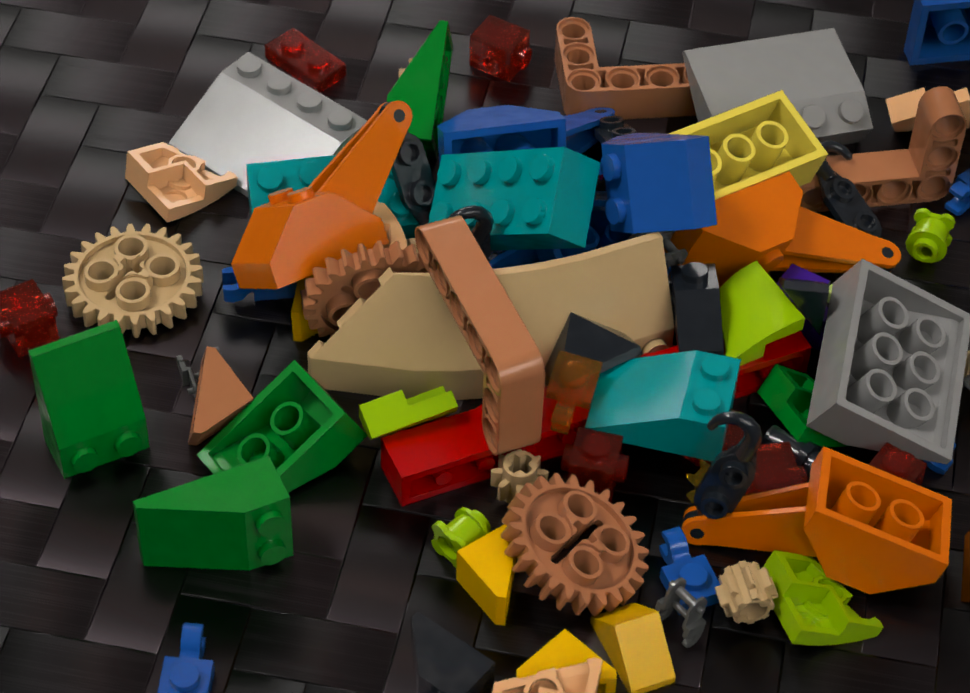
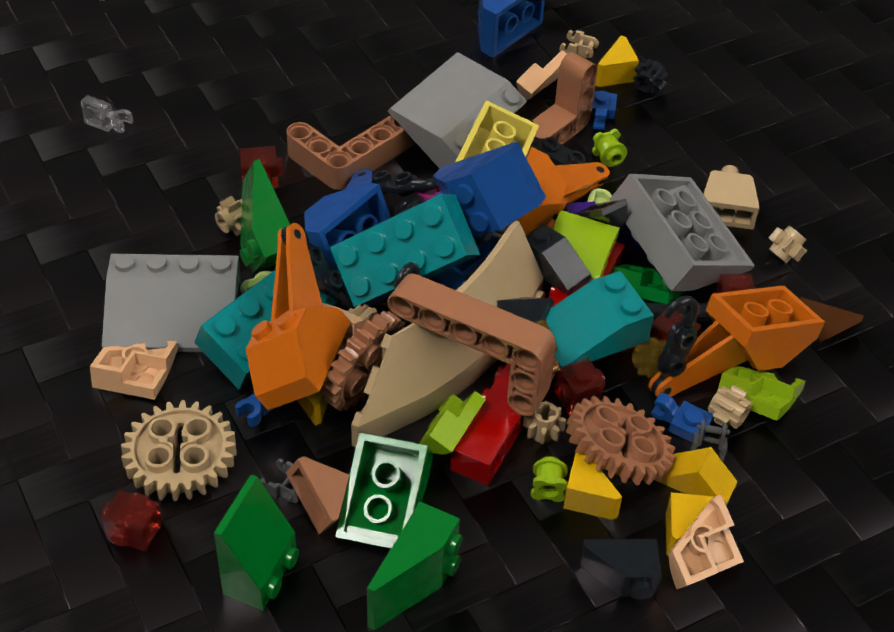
camera: 40 degrees left, 0 degrees up
(305, 60) = (137, 240): clear red plate -> none

